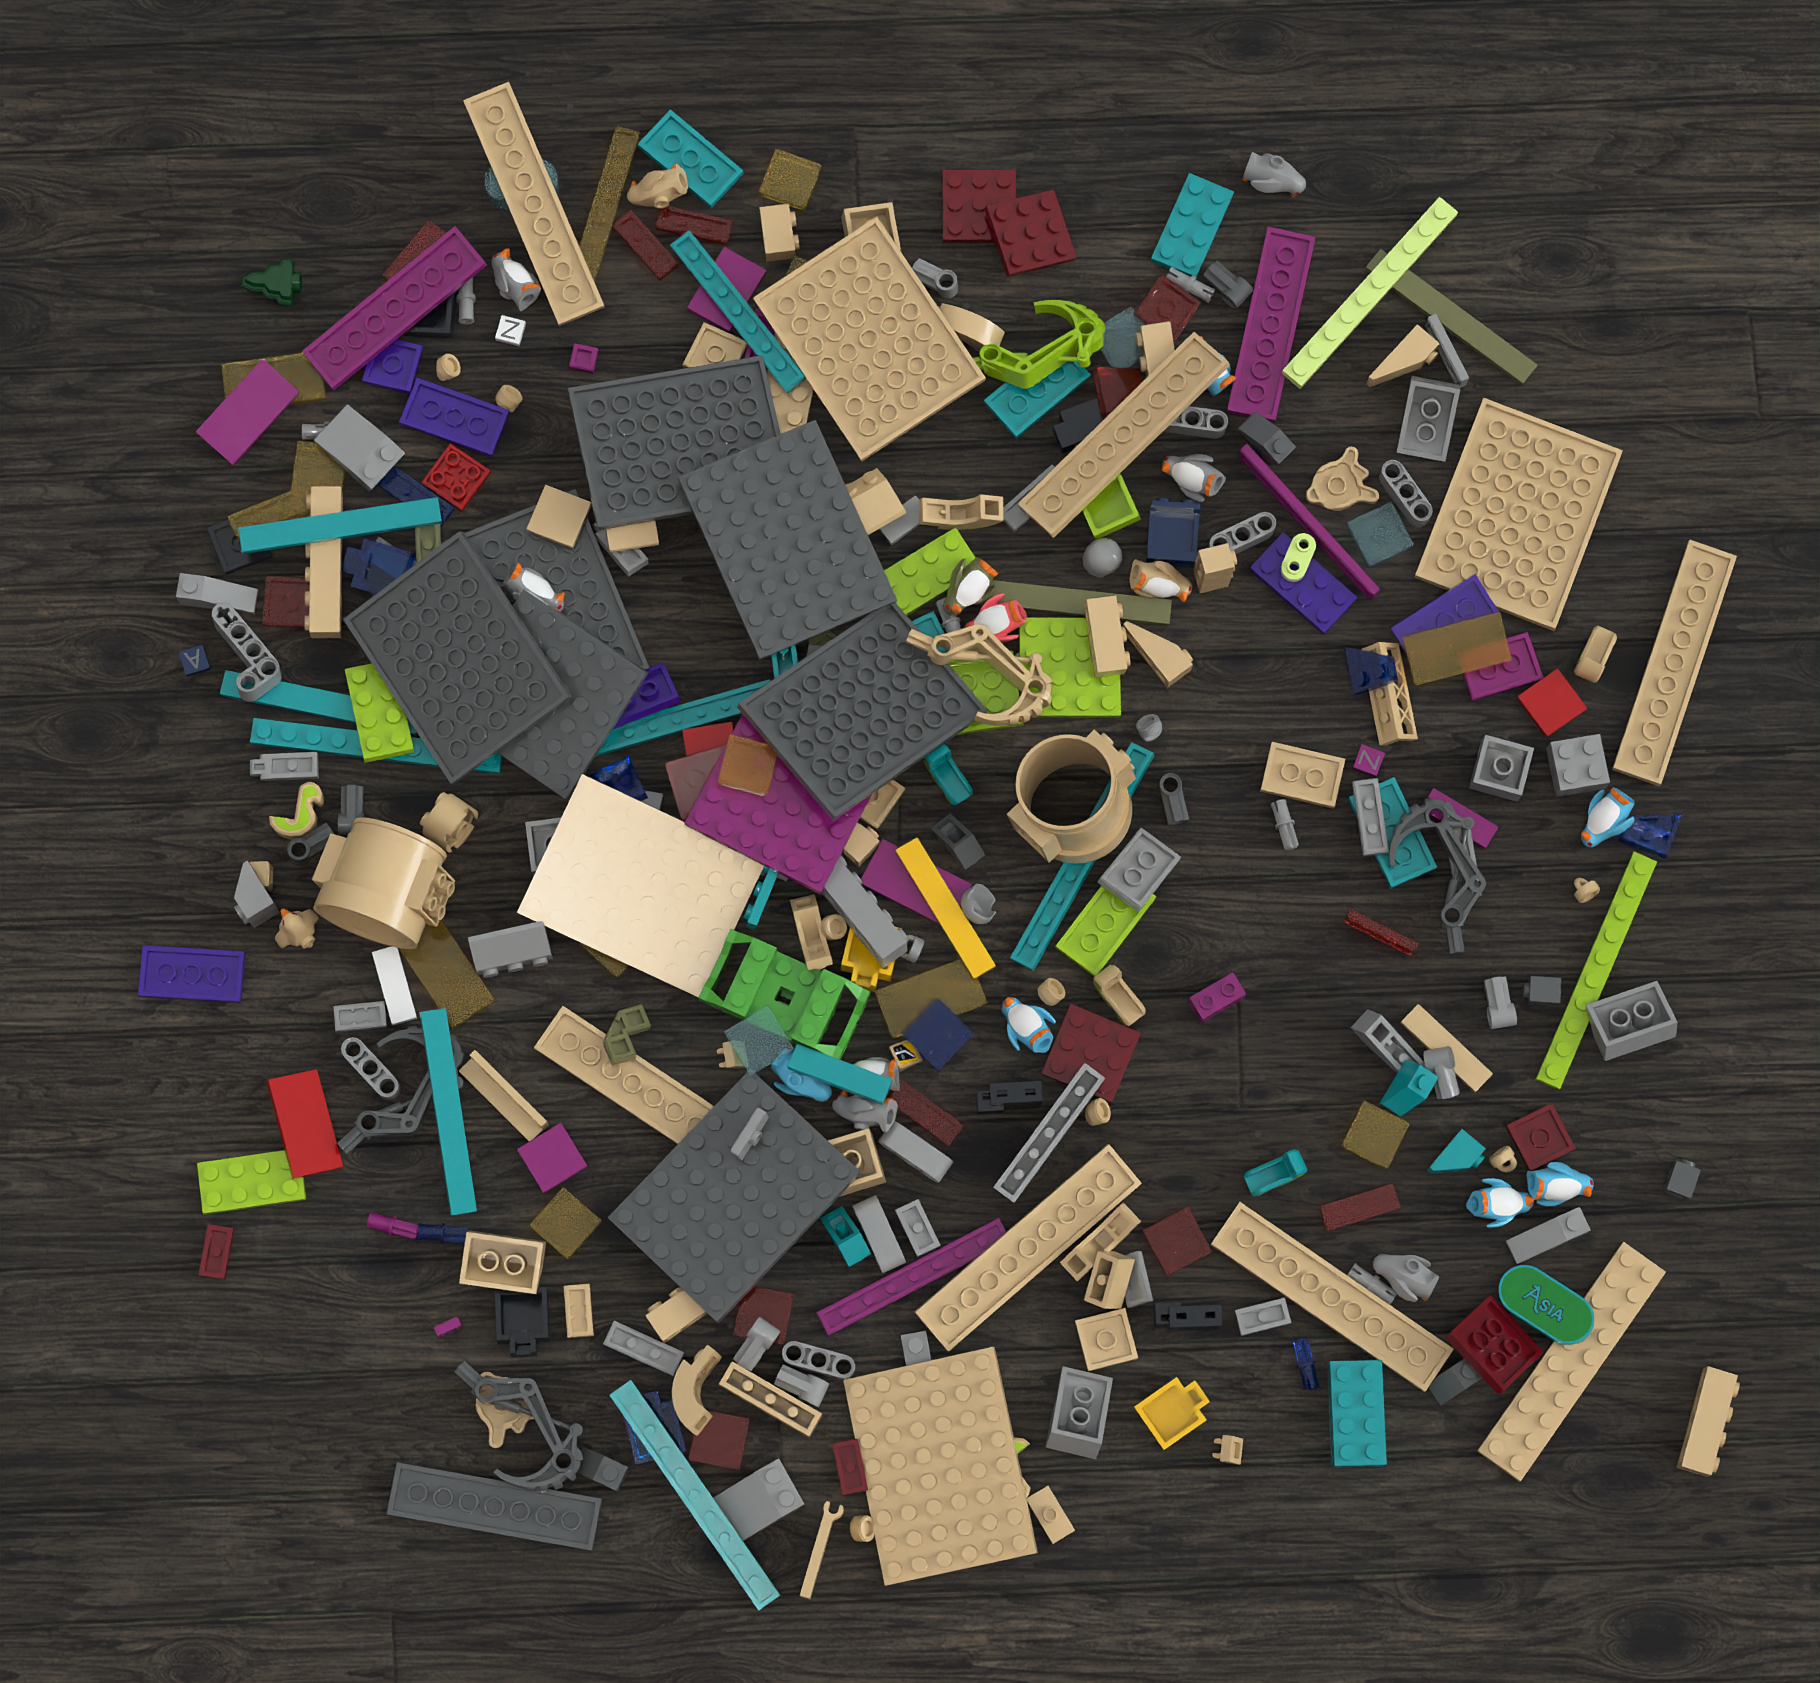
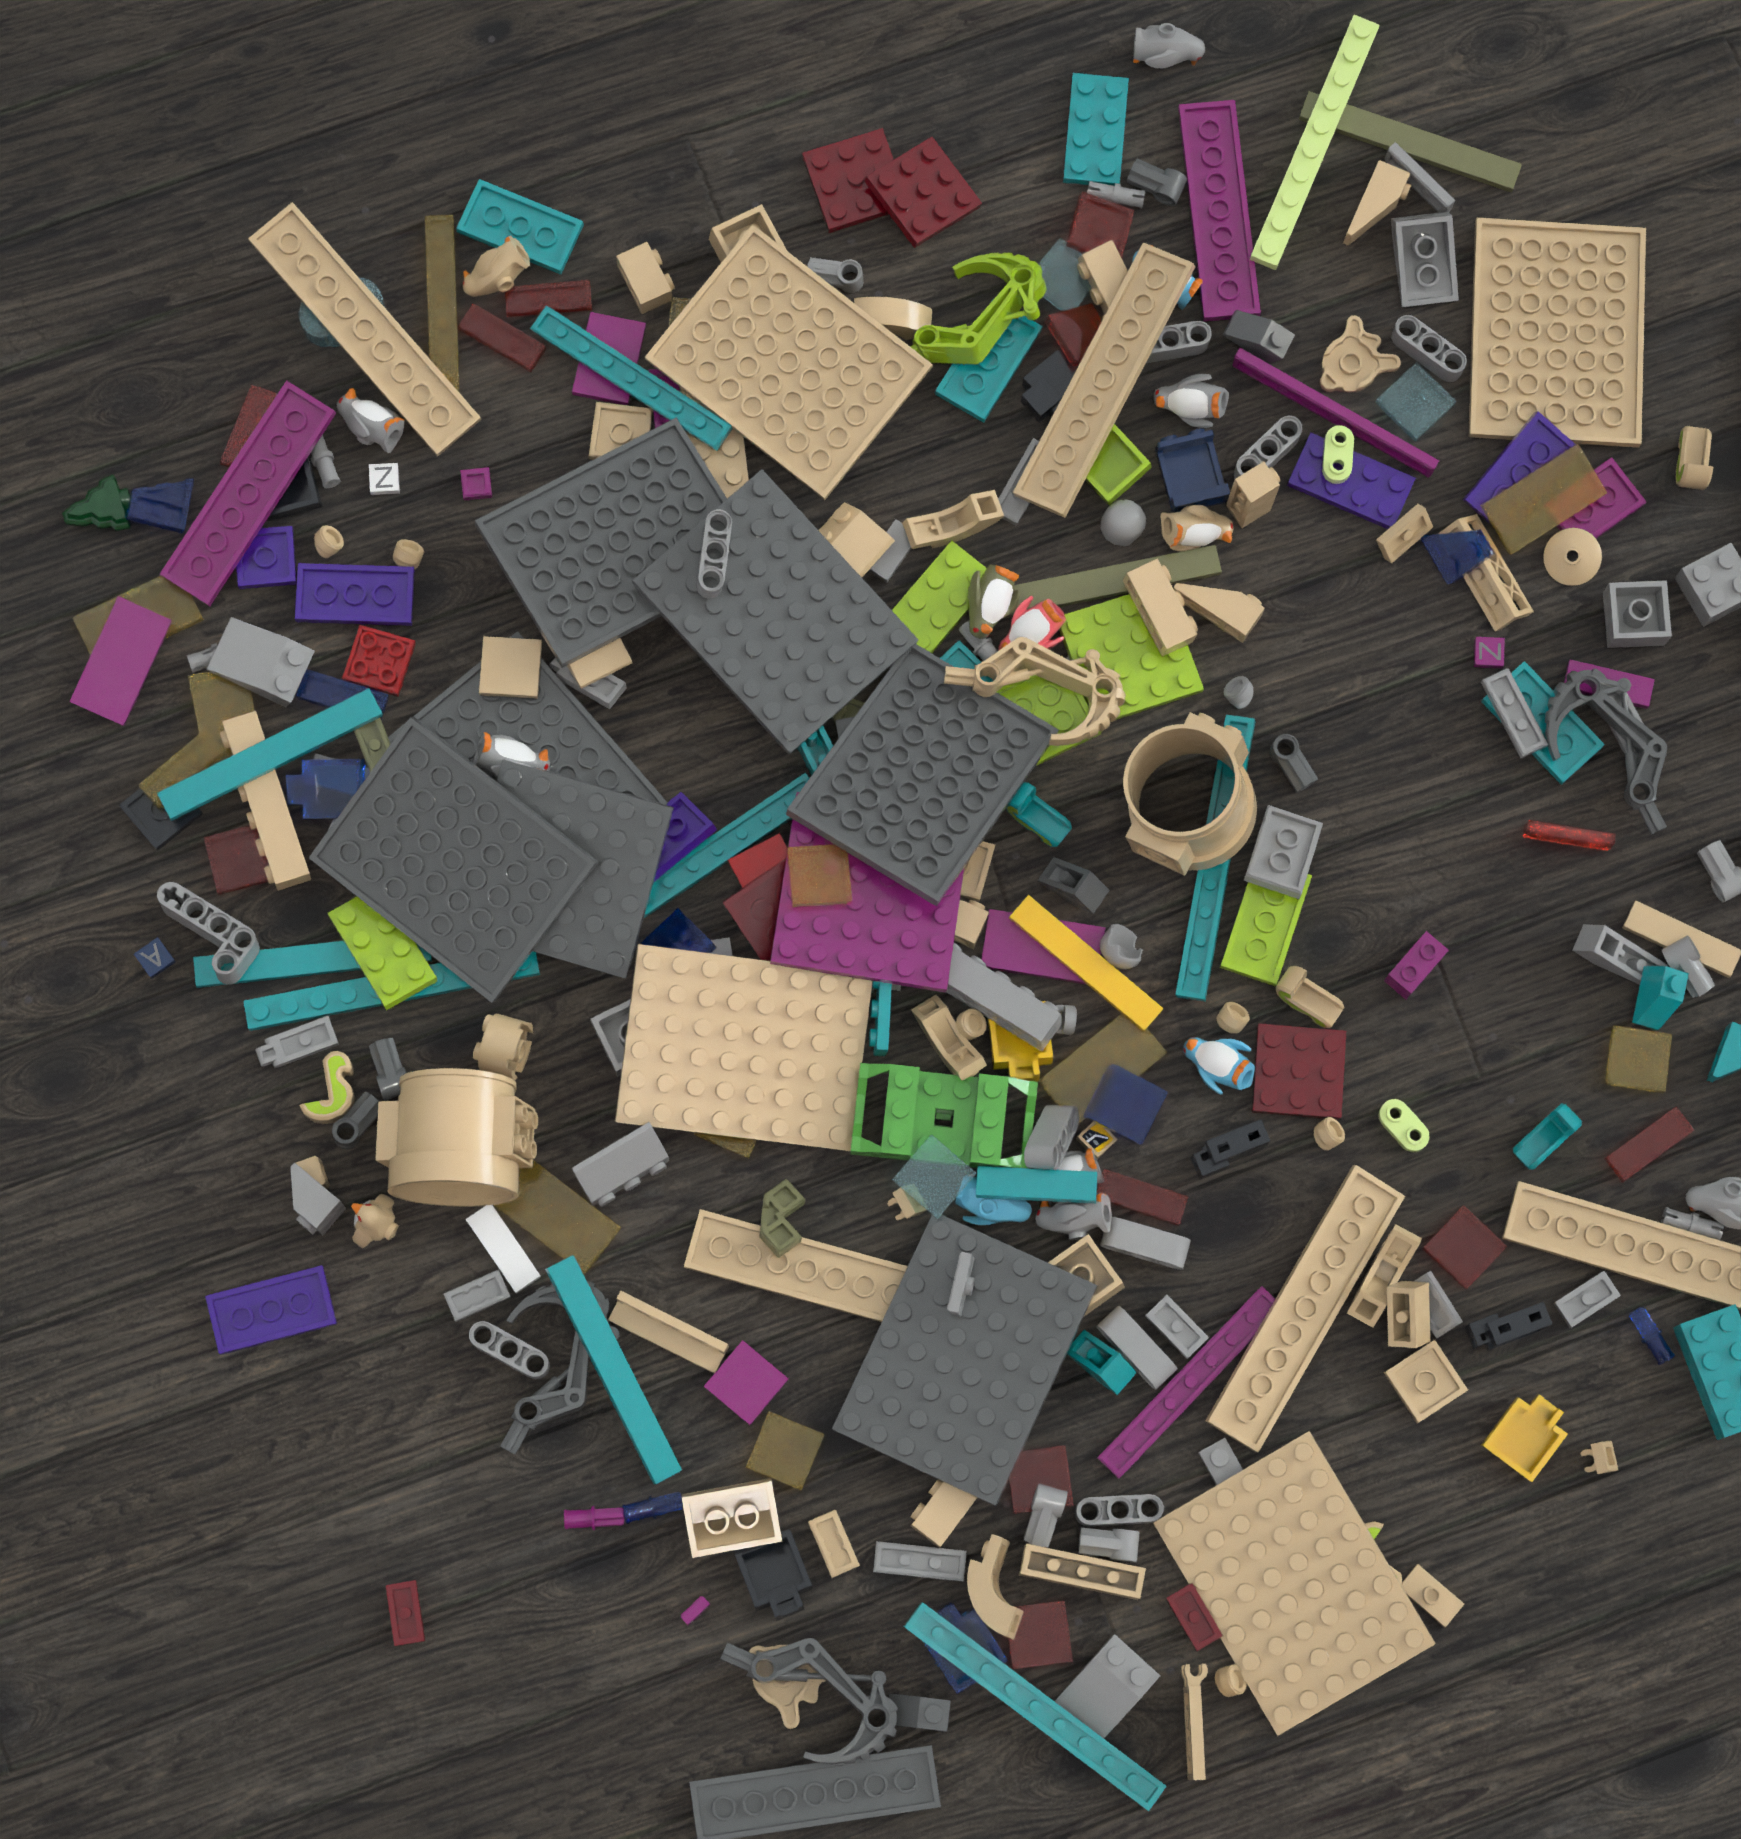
camera: 20 degrees left, 0 degrees up
(208, 592) = (145, 876): light grey slope -> none
(248, 1182) = (417, 1520): lime plate -> none
(304, 1124) = (456, 1436): red tile -> none
(323, 296) = (162, 505): none -> clear blue wing
(754, 465) = (714, 540): none -> light grey beam
(790, 179) = (637, 215): clear yellow tile -> none
(866, 1039) = (1051, 1137): none -> light grey beam
(1049, 1132) = (1287, 1173): light grey brick -> none
(1079, 1413) = (1425, 1472): light grey slope -> none
(1161, 1125) = (1402, 1126): none -> yellowish green plate
(1285, 824) = (1423, 751): light grey axle -> none
(1302, 775) = (1424, 691): tan plate -> none
(1331, 640) = (1404, 533): none -> tan plate
(1478, 706) = (1572, 572): none -> tan dish
(1551, 703) = (1665, 526): red tile -> none

